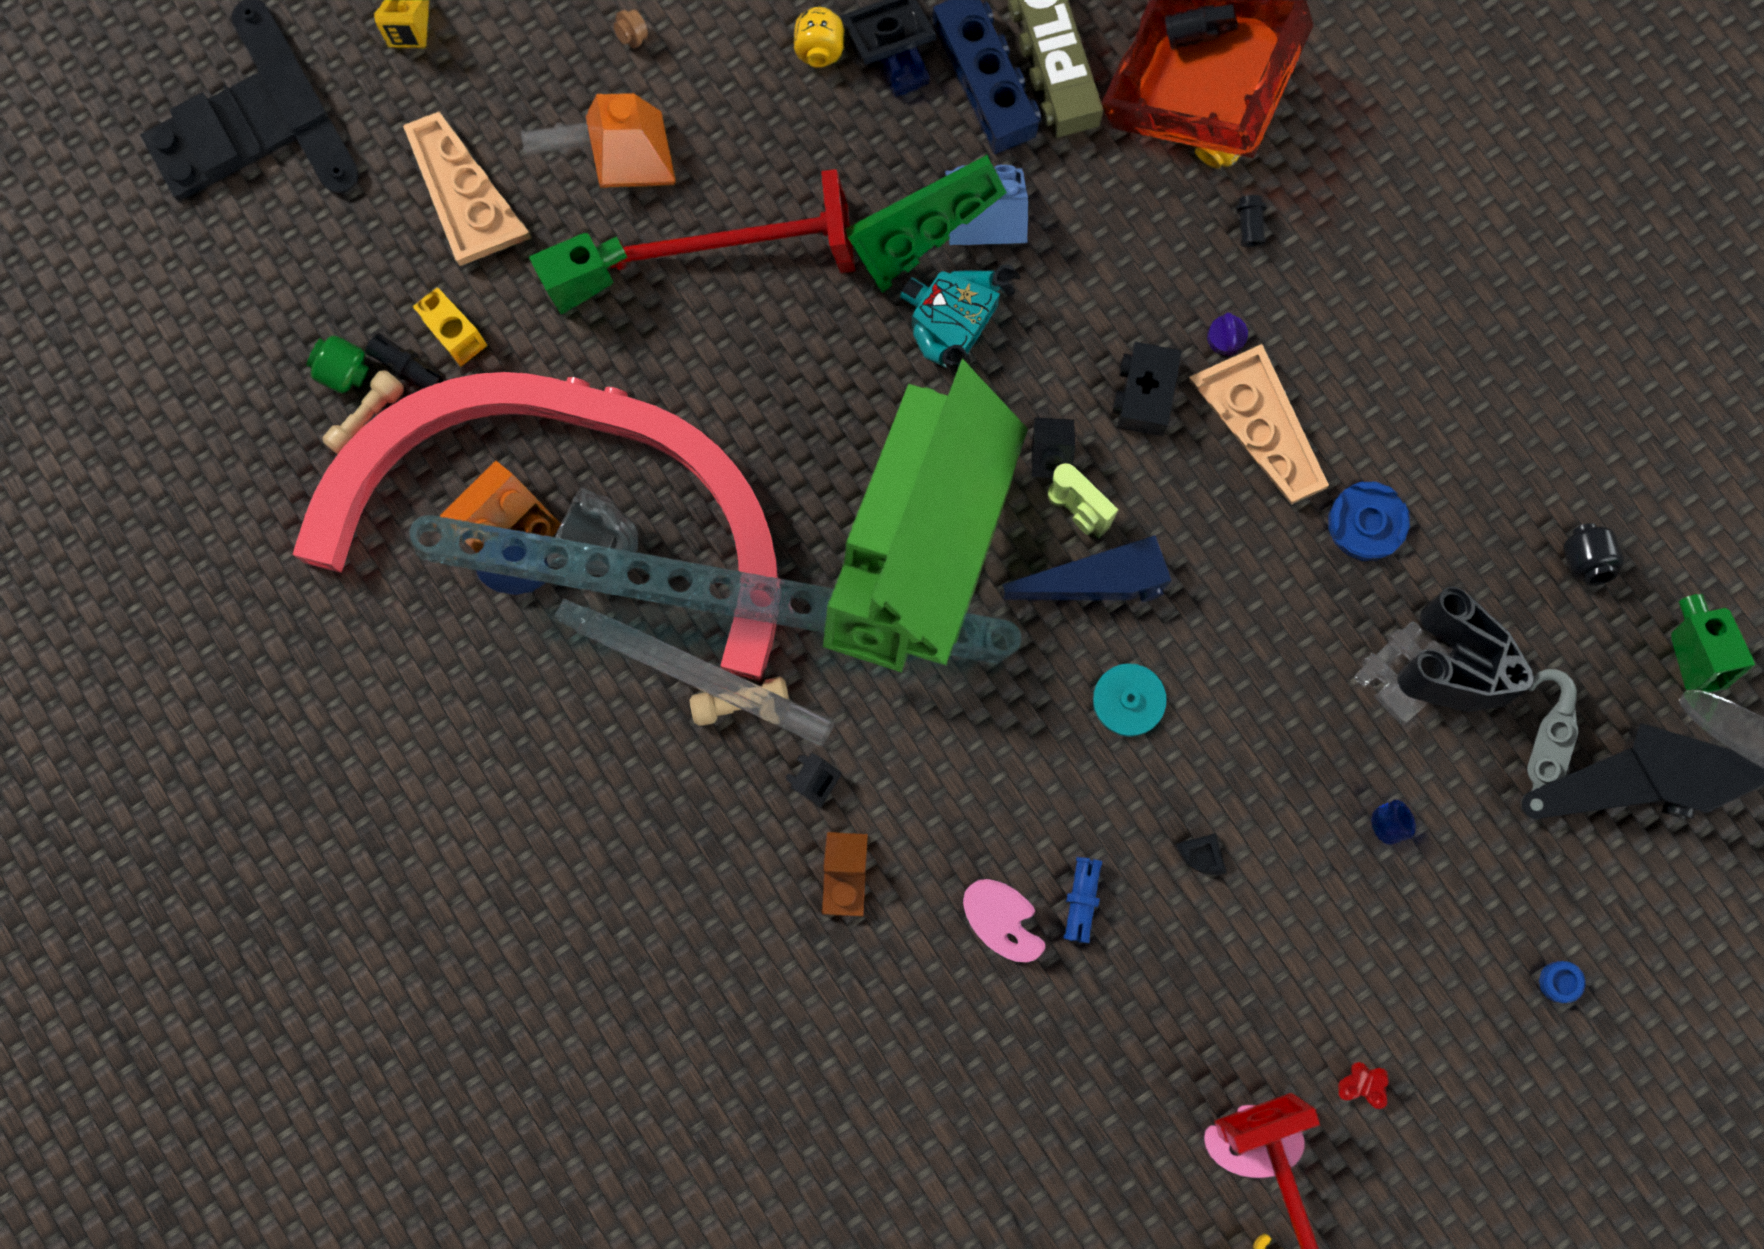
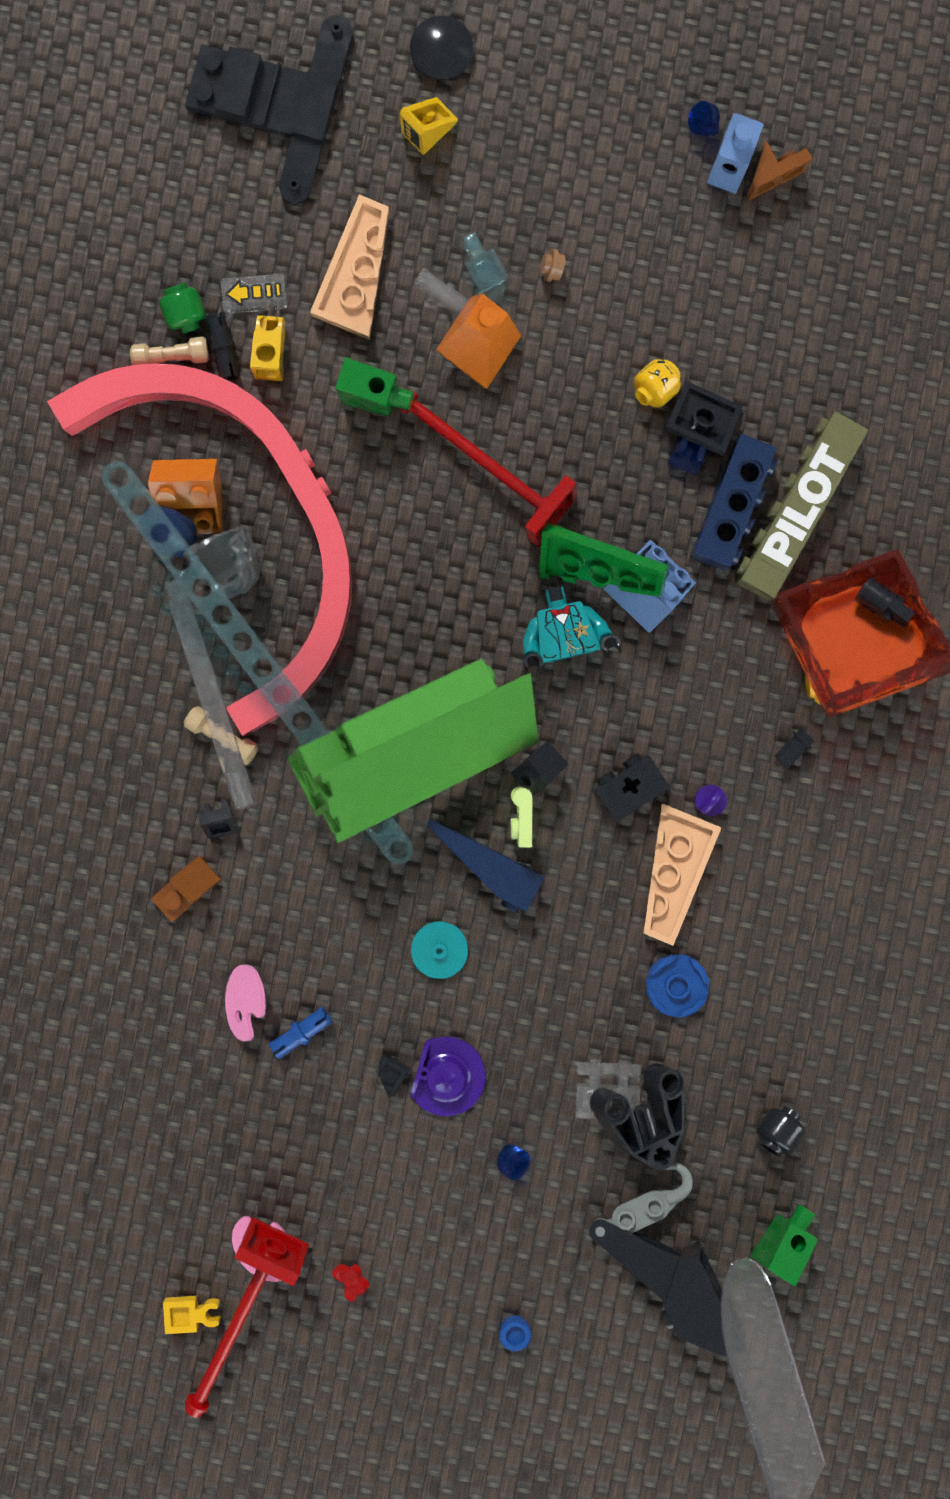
camera: 40 degrees right, 10 degrees up
(389, 294) = (254, 293): none -> clear tile
(572, 84) = (484, 266): none -> clear light blue plate
(1256, 807) = (448, 1077): none -> dark purple hat

